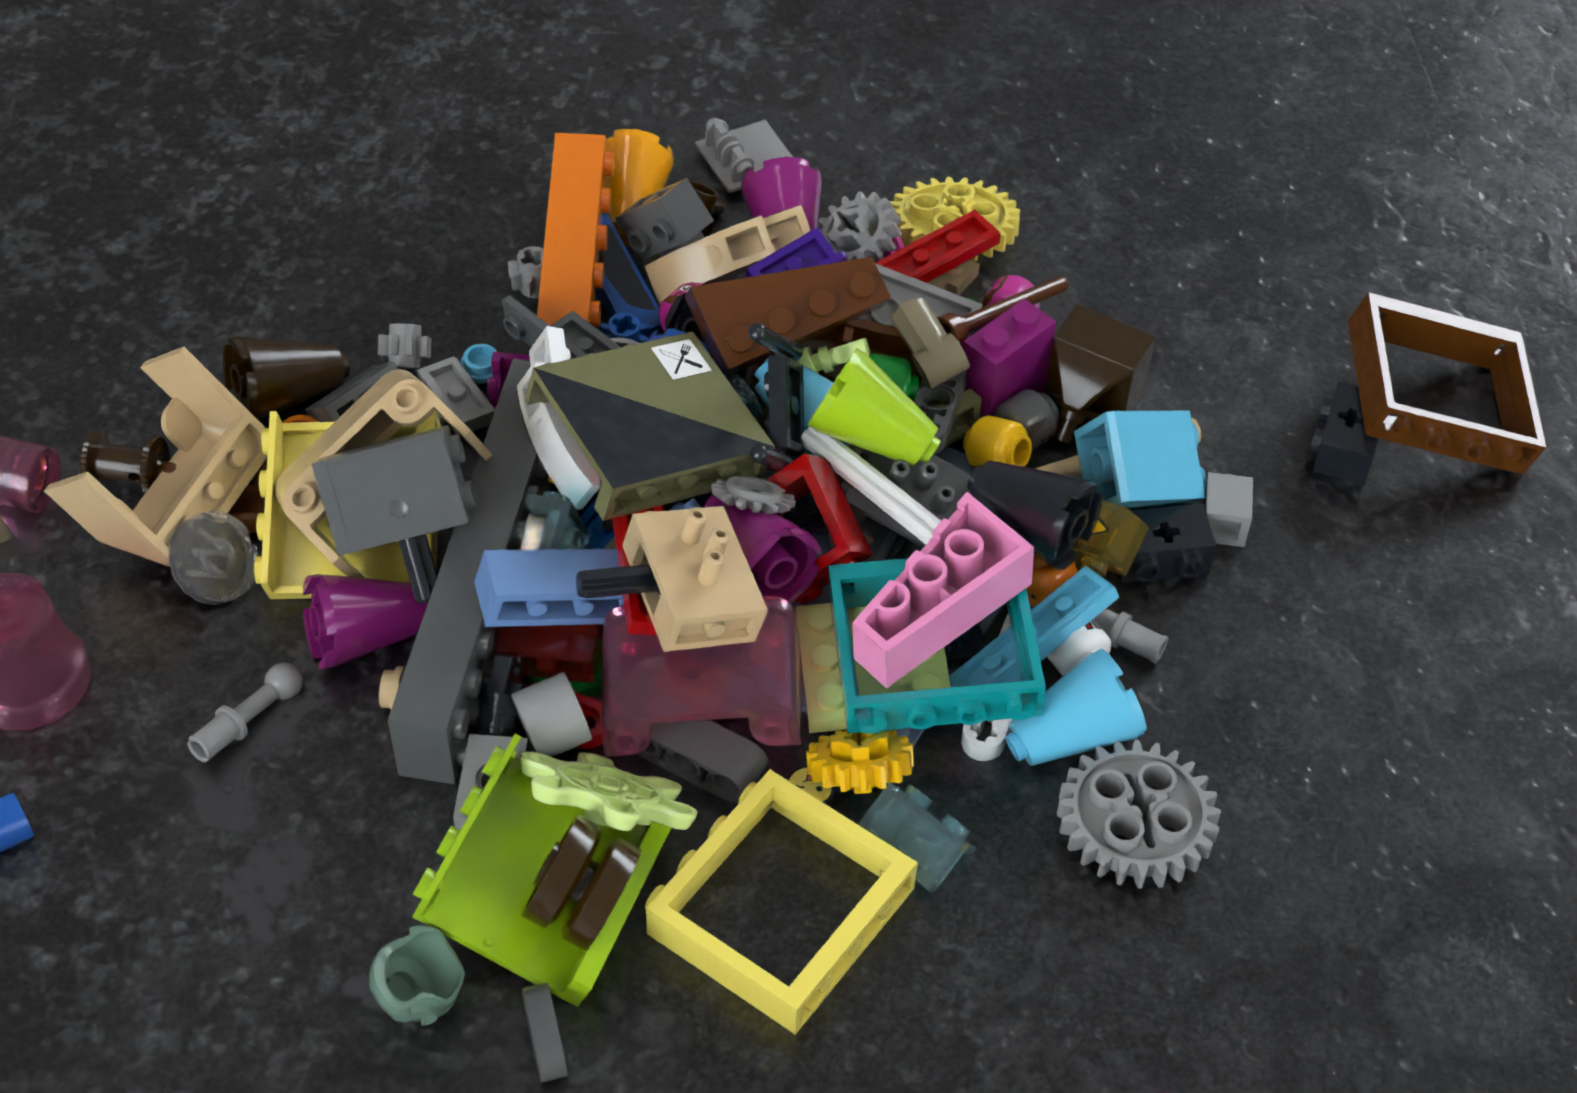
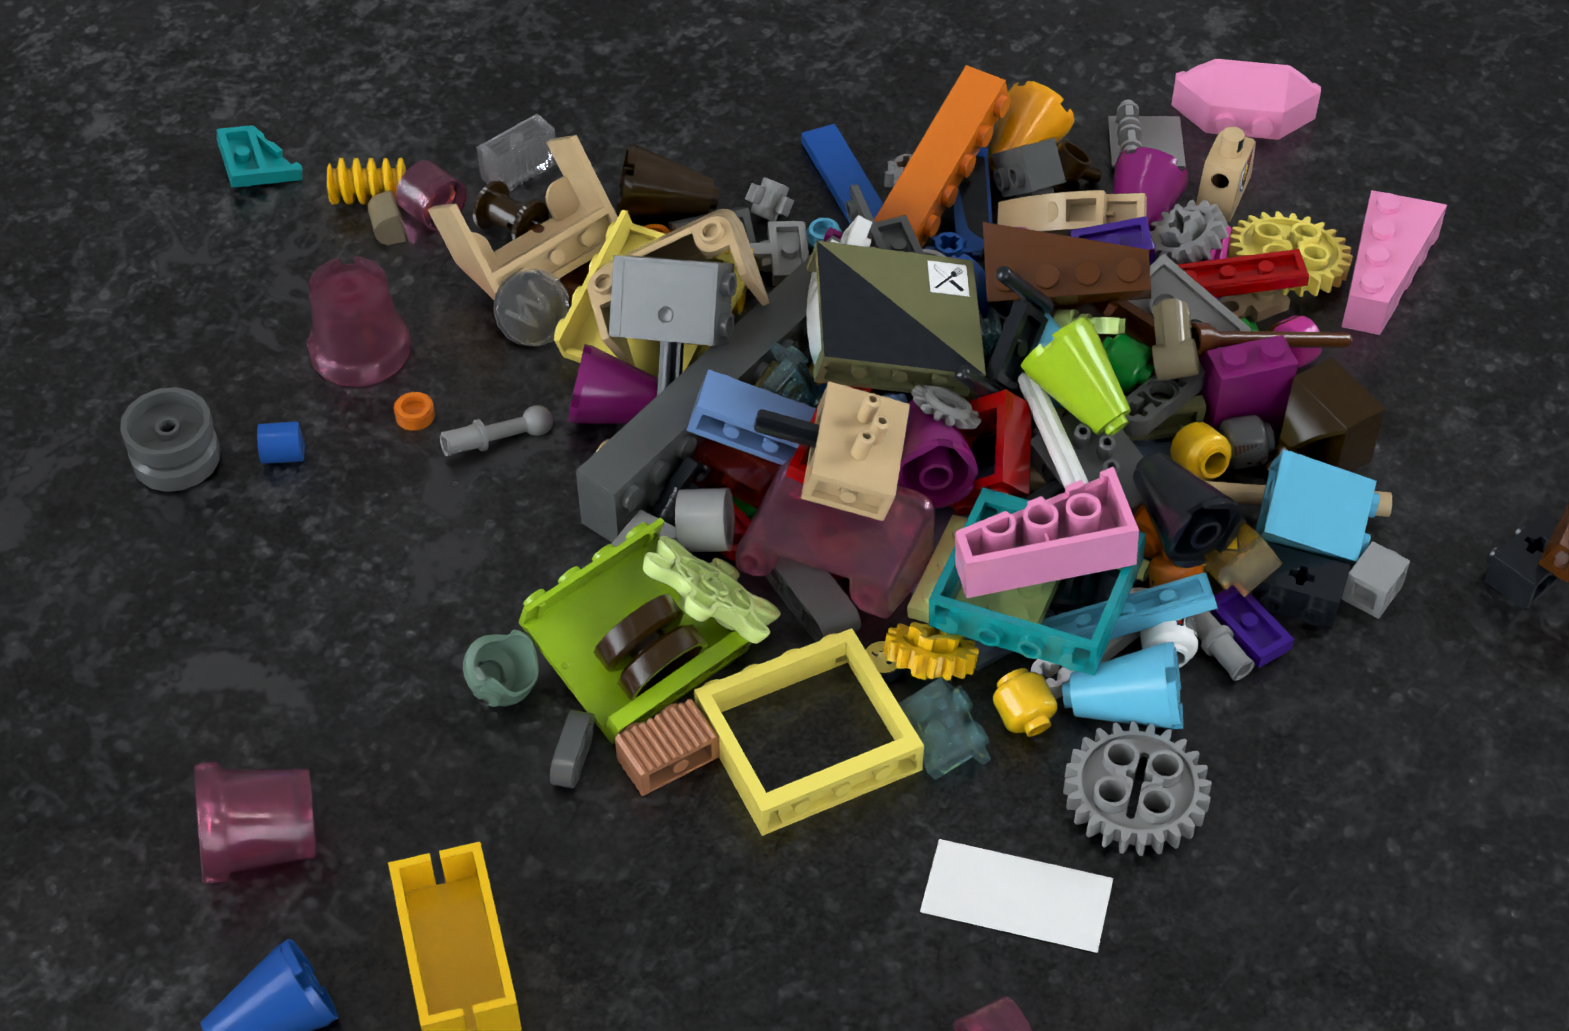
camera: 30 degrees right, 0 degrees up
(95, 392) = (517, 153): none -> clear brick
(135, 725) = (414, 411): none -> orange tile
(457, 292) = (839, 167): none -> blue tile
(644, 983) = (666, 746): none -> nougat brick
(819, 81) = (1253, 96): none -> bright pink wedge
(849, 141) = (1233, 157): none -> tan torso
(980, 772) = (1025, 702): none -> yellow head
(1043, 177) = (1390, 250): none -> bright pink wedge
(1085, 978) = (1017, 895): none -> white sticker
(1149, 603) = (1252, 626): none -> dark purple plate

